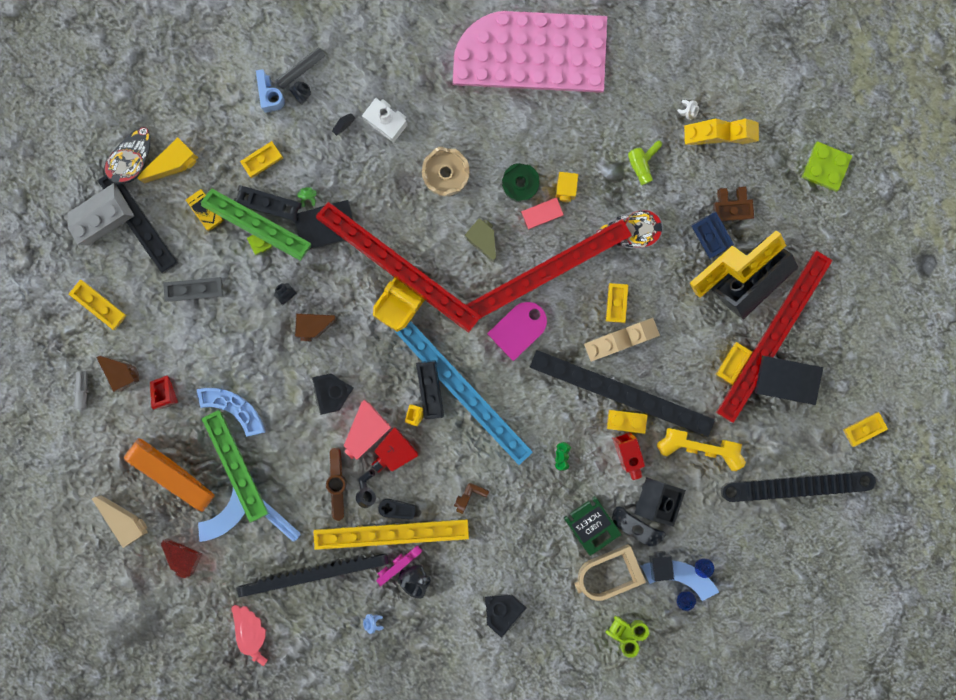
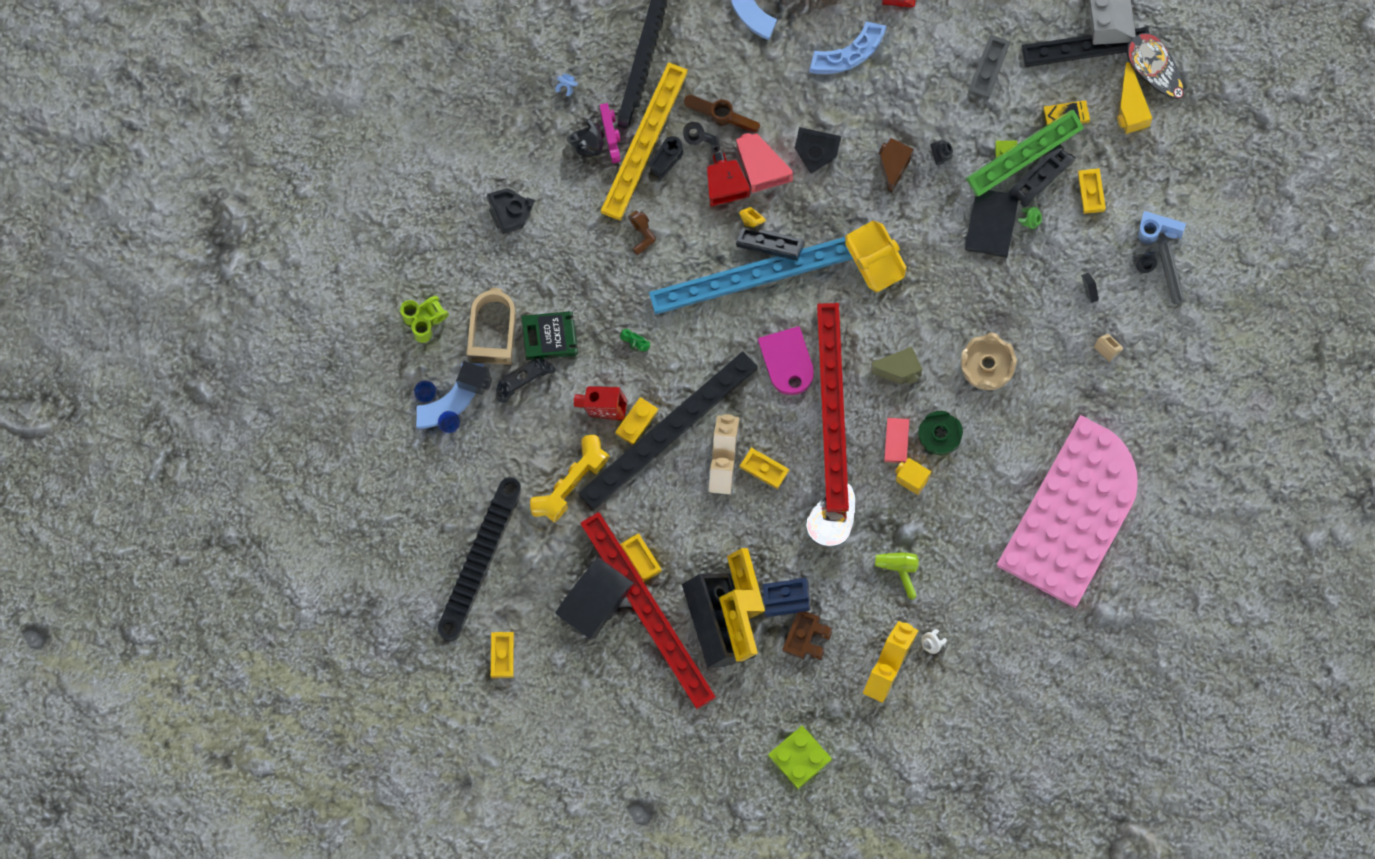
camera: 120 degrees right, 15 degrees down
(235, 466) = (790, 25): bright green plate -> none
(281, 523) = (716, 42): light blue axle -> none
(385, 88) = (1108, 347): none -> tan slope
(385, 119) = (1073, 329): white brick -> none
(398, 267) = (910, 267): red plate -> none
(659, 502) = (538, 412): black slope -> none

